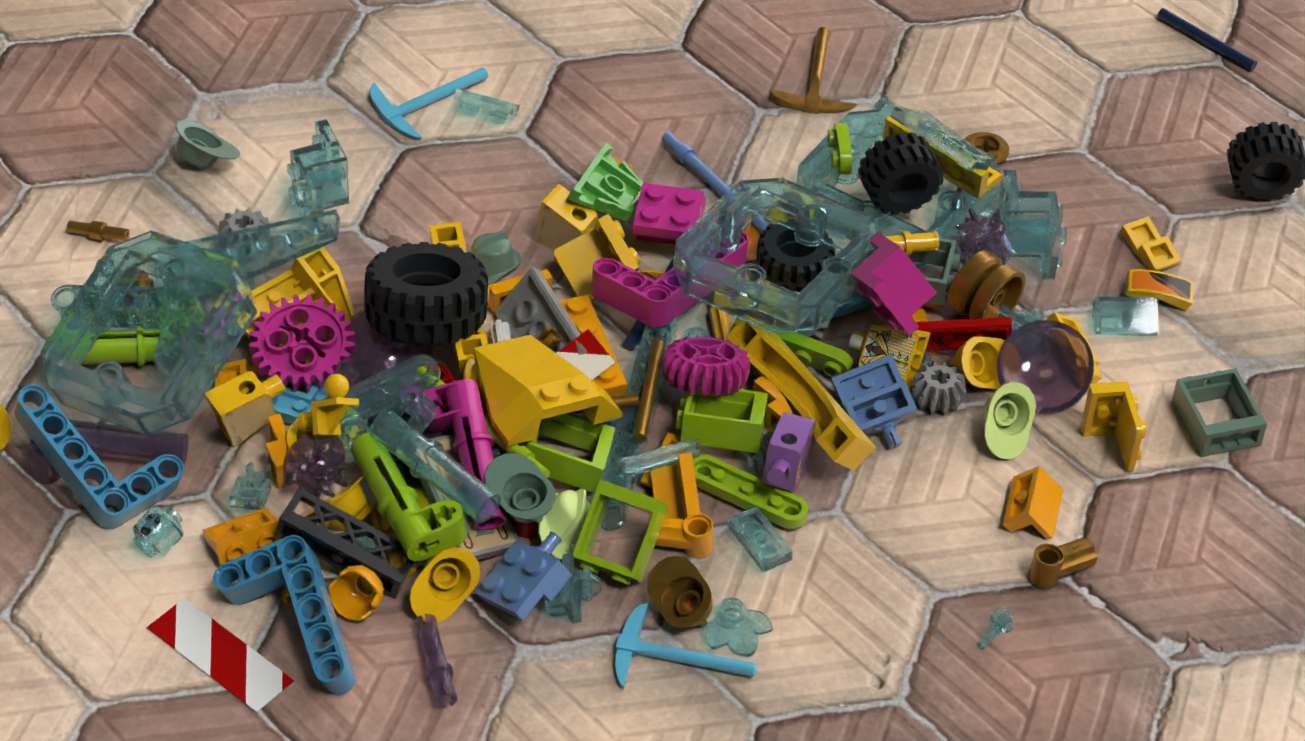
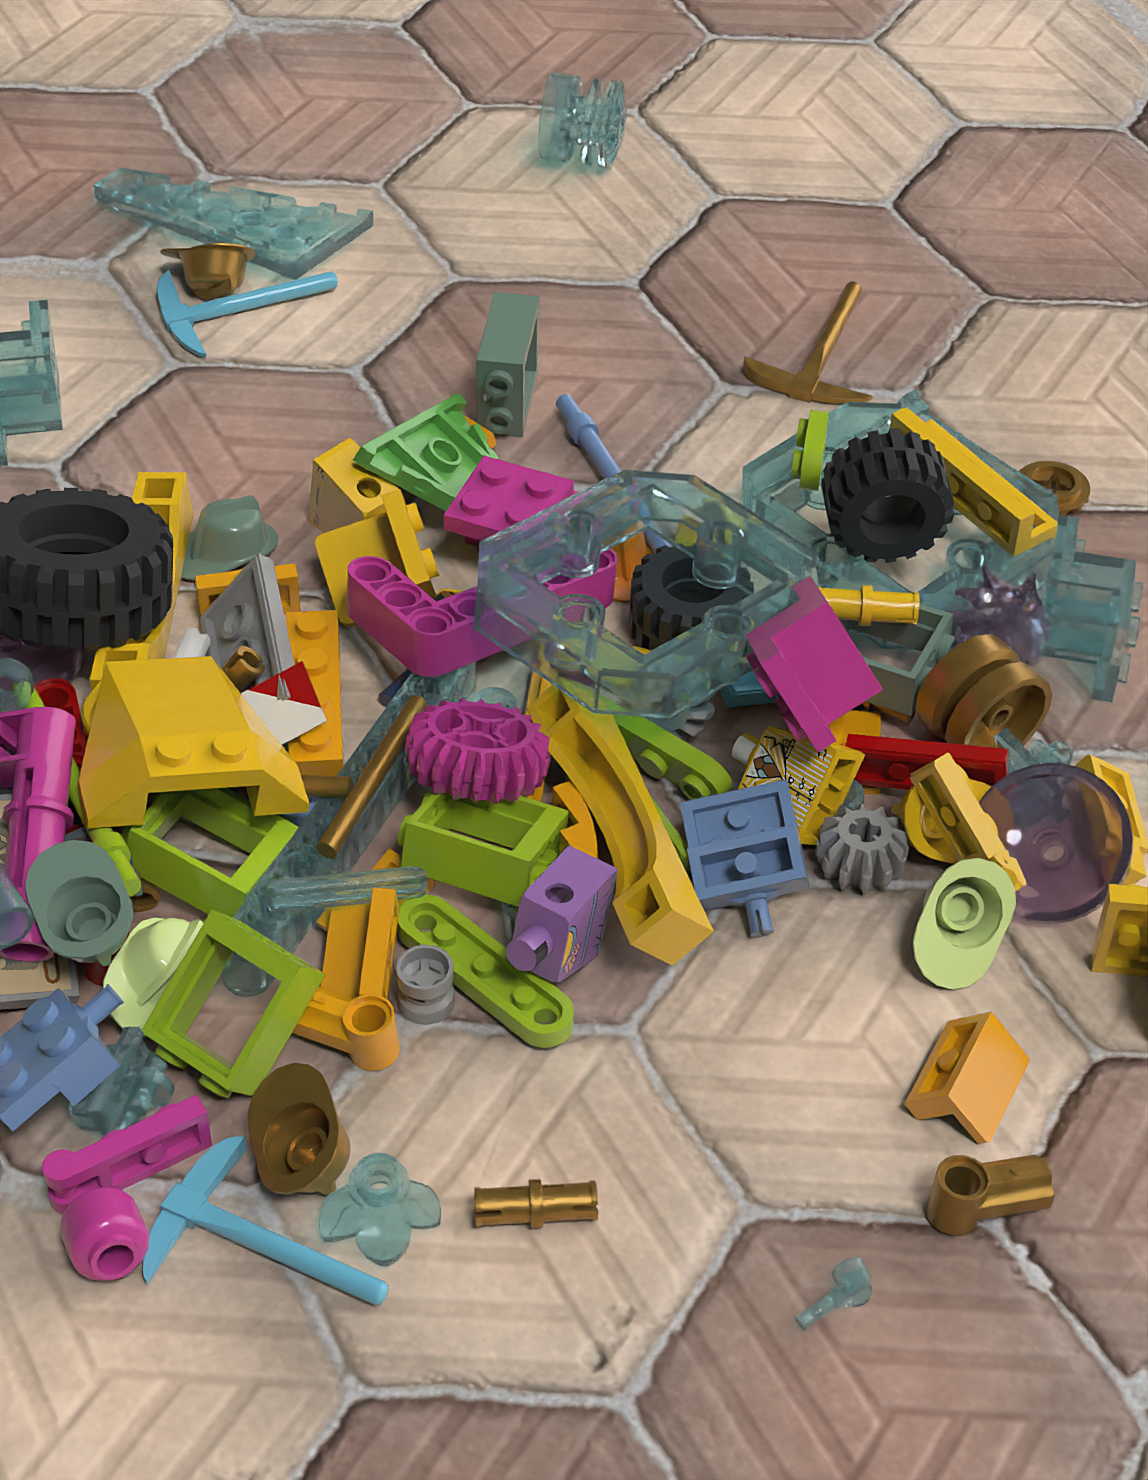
camera: 15 degrees right, 0 degrees up
(404, 39) = (281, 233): none -> clear light blue wing
(406, 79) = (213, 268): none -> pearl gold piece
(497, 107) = (298, 315): clear light blue plate -> none
(588, 623) = (128, 1153): none -> dark pink plate
(594, 665) = (104, 1234): none -> dark pink head
(629, 117) = (508, 363): none -> sand green window
(718, 503) = (425, 984): none -> light grey wheel
(760, 539) = (475, 1057): clear light blue plate -> none
(820, 610) = (536, 1203): none -> pearl gold pin
(942, 137) = (967, 448): clear light blue wing -> none
(994, 359) = (960, 817): none -> yellow hinge

